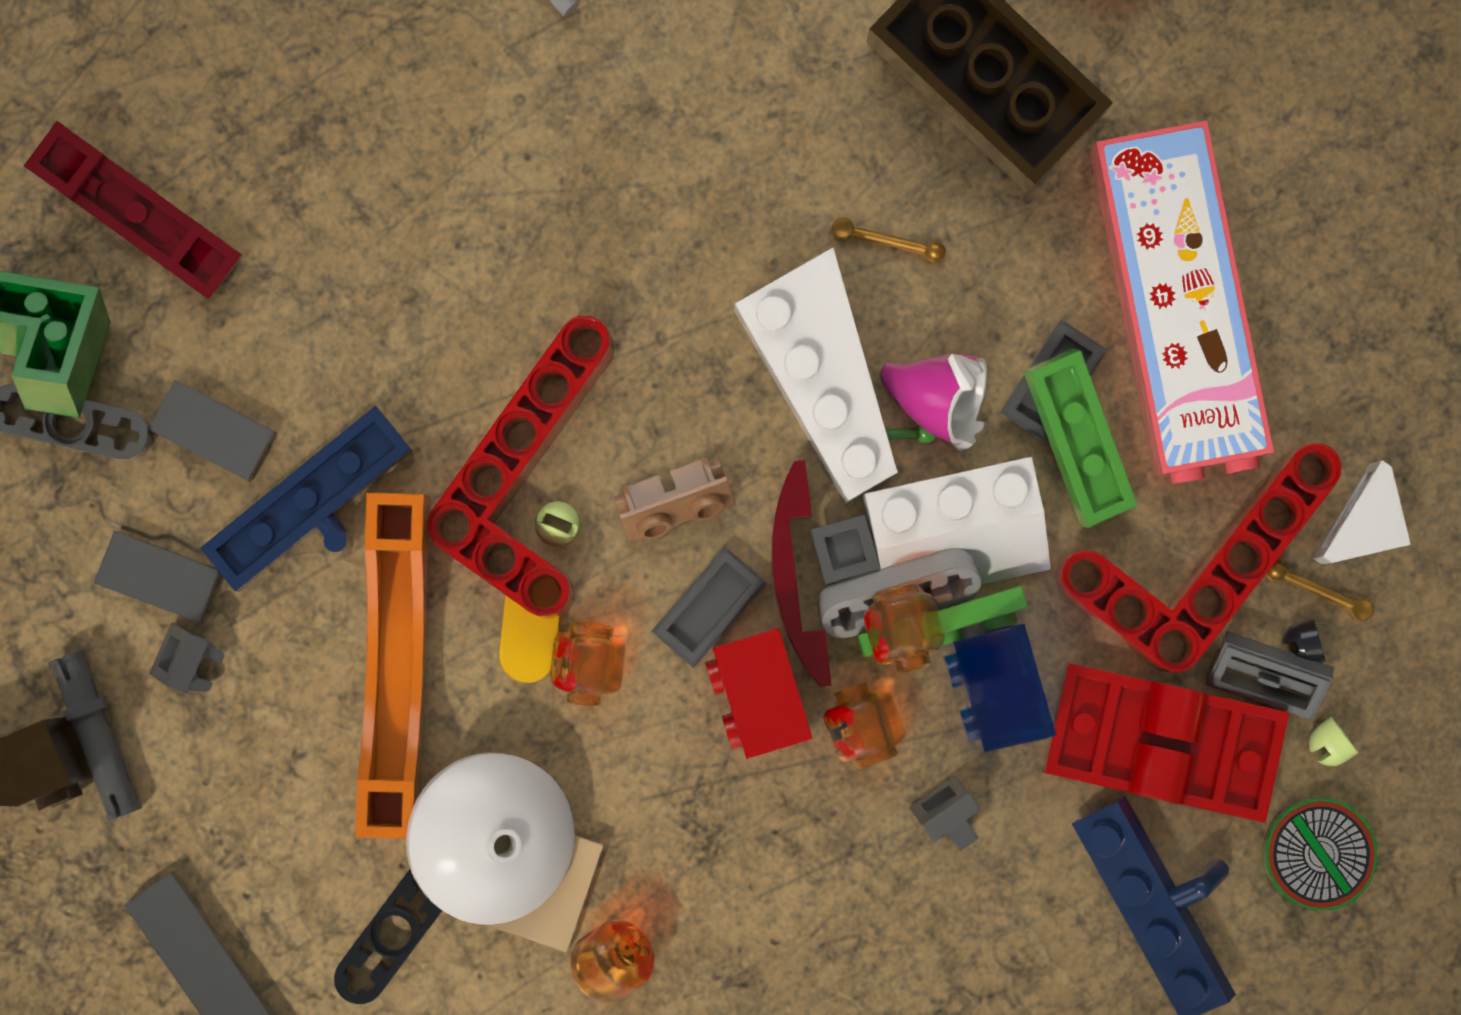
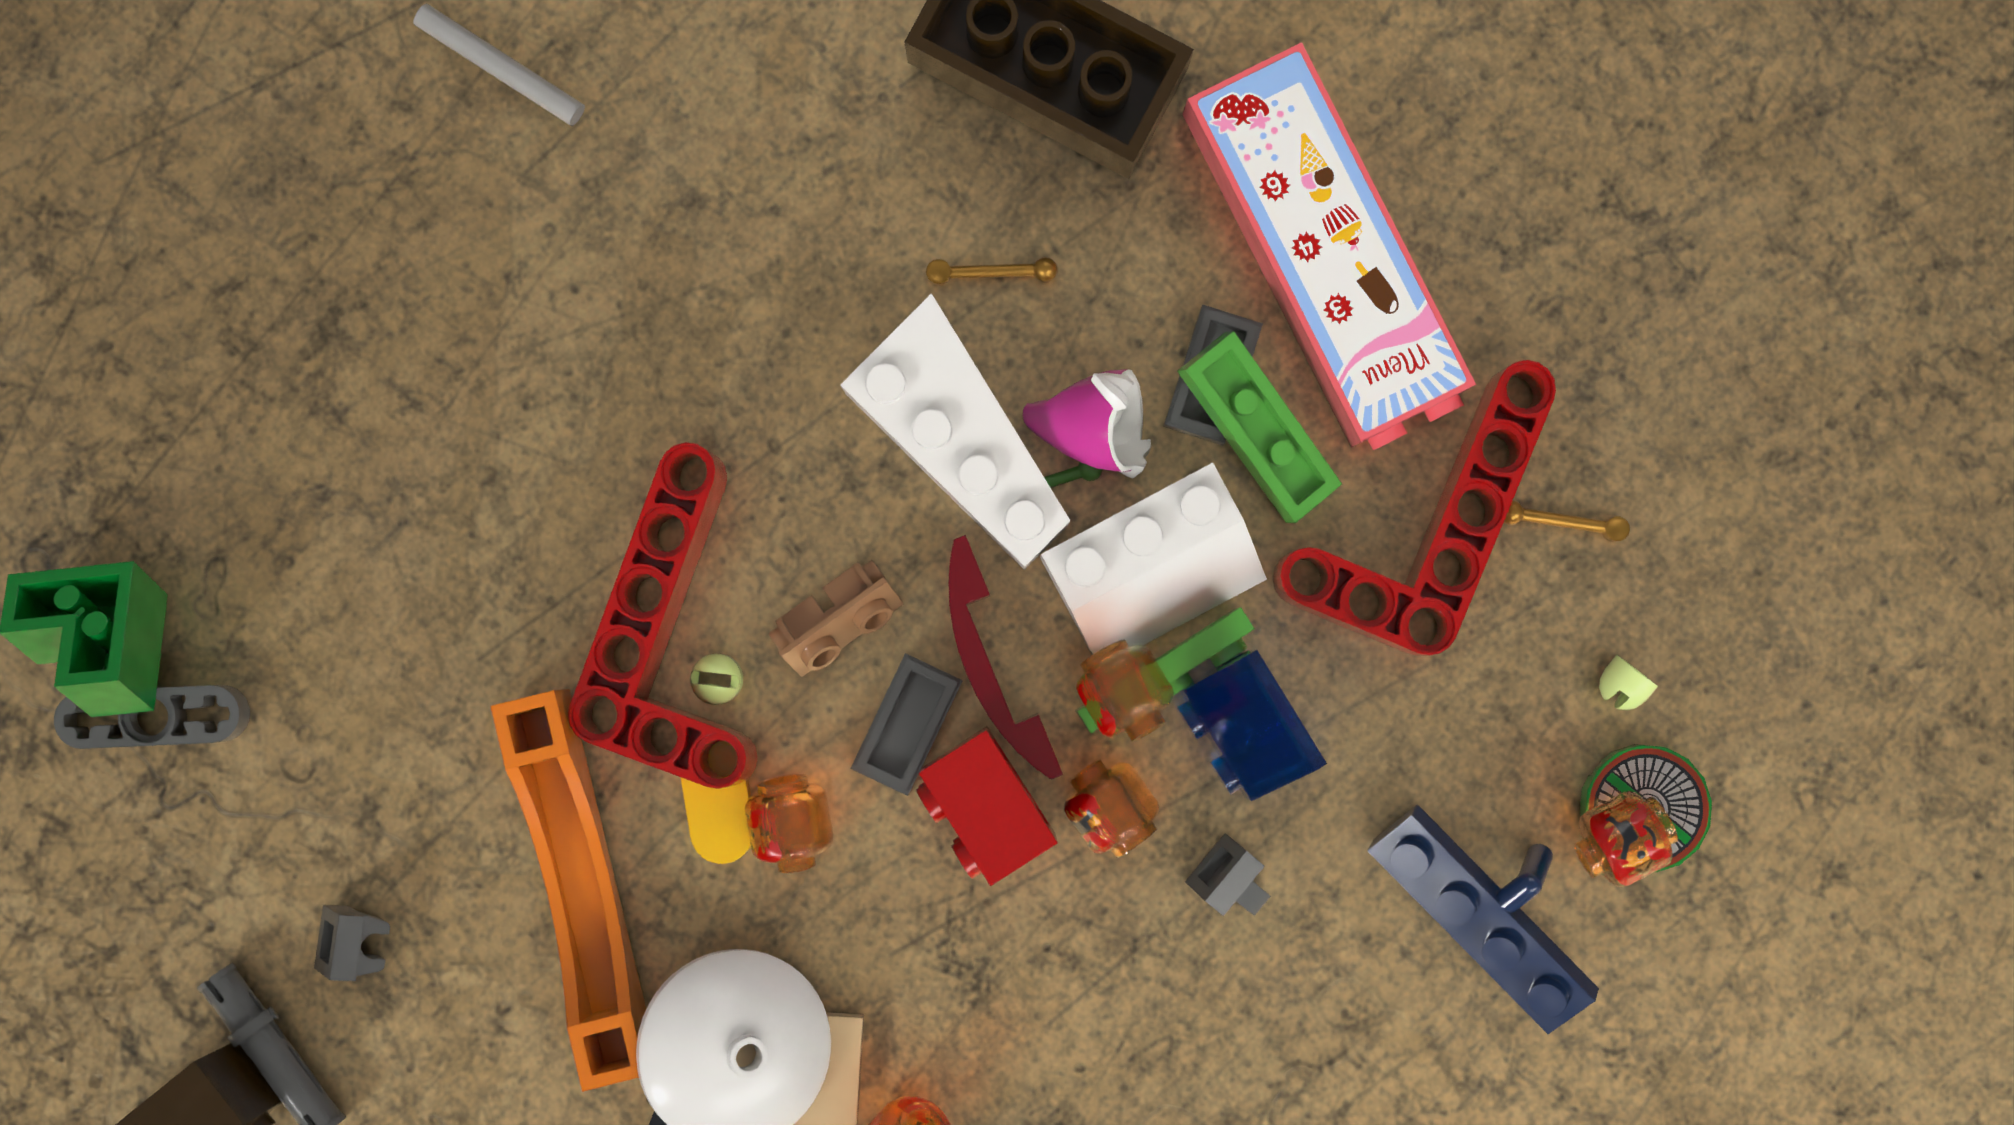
camera: 15 degrees left, 0 degrees up
(133, 210) = (153, 465): dark red slope -> none
(157, 576) = (294, 859): dark grey tile -> none
(212, 430) = (310, 682): dark grey tile -> none
(308, 501) = (435, 731): dark blue plate -> none
(845, 549) = (1037, 621): dark grey tile -> none
(931, 568) = (1137, 615): light grey beam -> none
(1166, 742) = (1445, 734): red plate -> none
(1272, 668) = (1538, 620): dark grey tile -> none
(1293, 873) = (1625, 839): none -> head
(1307, 639) = (1570, 582): black hinge -> none
(1368, 521) = (1597, 429): white slope -> none

